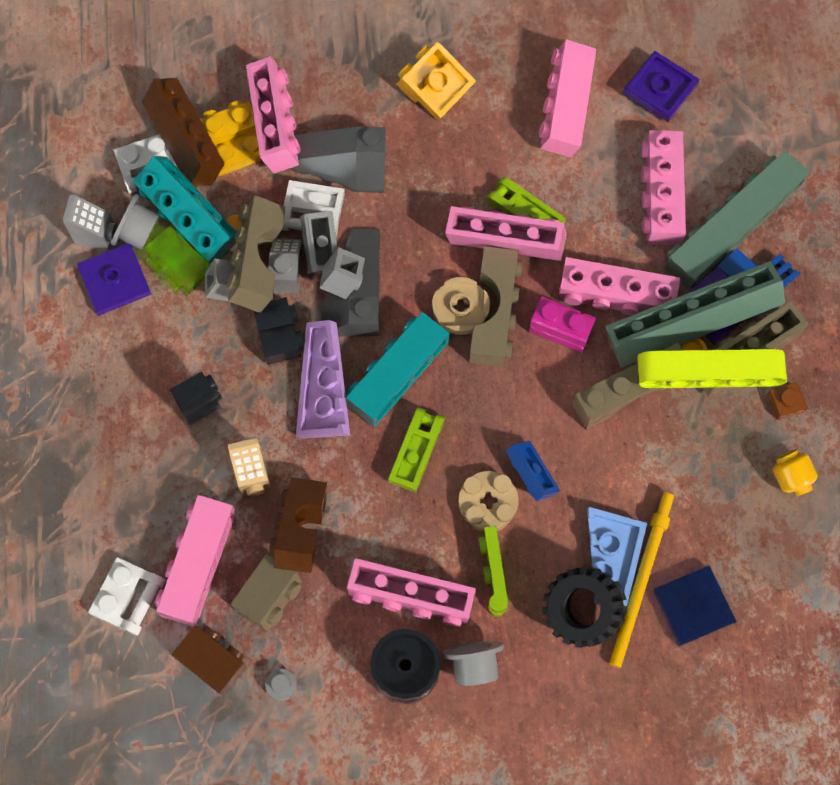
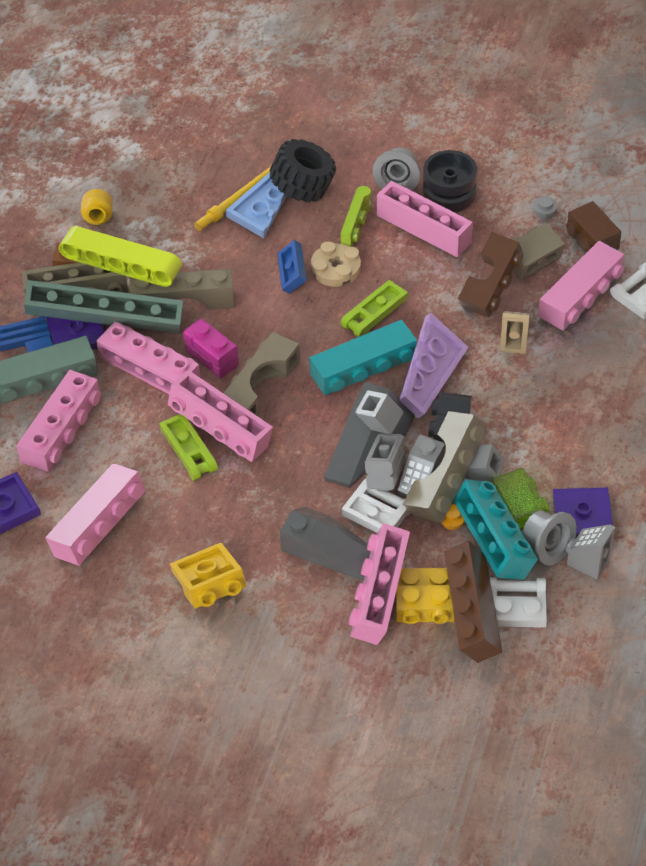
camera: 155 degrees left, 20 degrees down
(197, 397) = (541, 381): black brick -> none
(449, 295) = (290, 404): tan plate -> none
(694, 606) = (221, 164): clear blue plate -> none

